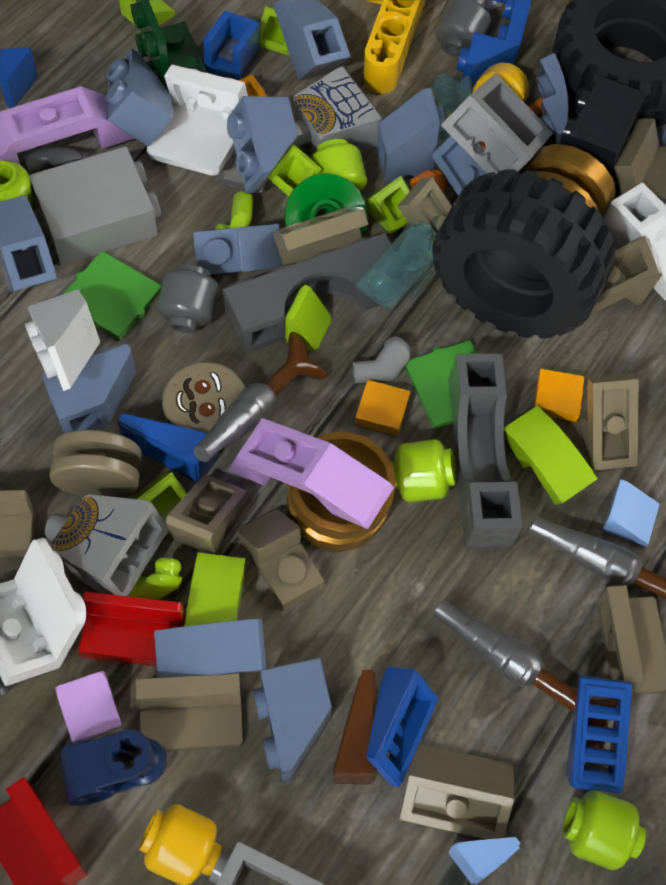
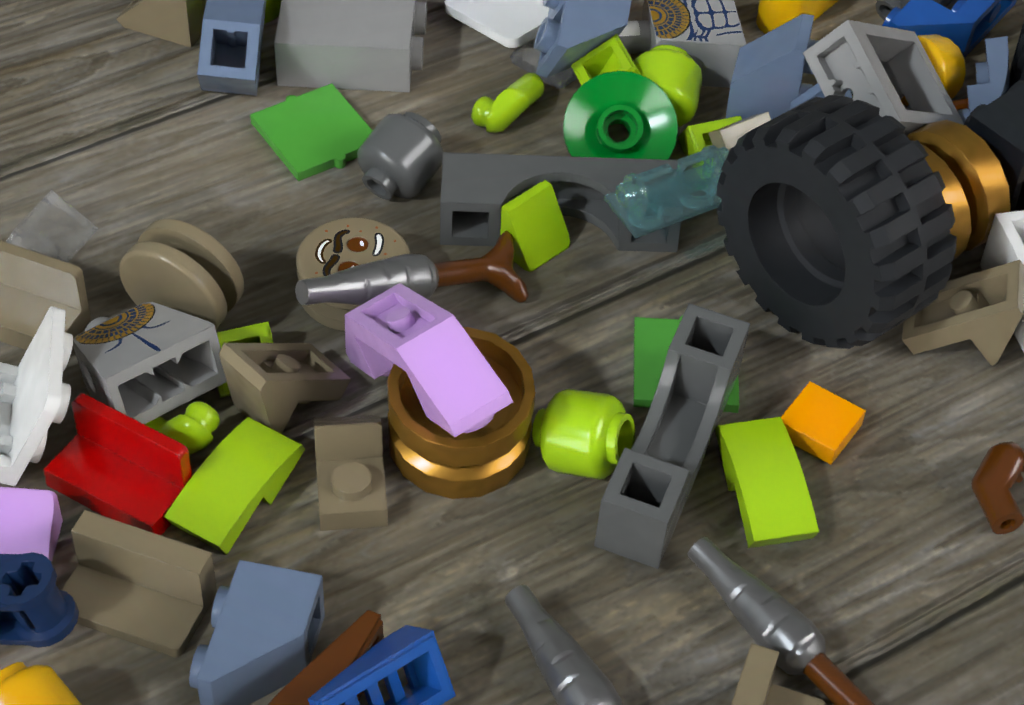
camera: 25 degrees right, 15 degrees down
(63, 336) = (223, 135): white slope -> none
(95, 393) = (235, 203): sand blue slope -> none
(167, 444) = (271, 288): blue slope -> none
(211, 649) = (199, 514): sand blue slope -> none
(237, 249) = (492, 124): sand blue slope -> none
(319, 234) = (599, 135): dark tan panel -> none
(382, 408) = (576, 355): light orange tile -> none
(386, 365) = (608, 310): light grey arm -> none
(611, 422) = (871, 468): dark tan slope -> none
(630, 514) = (843, 589): light blue slope -> none

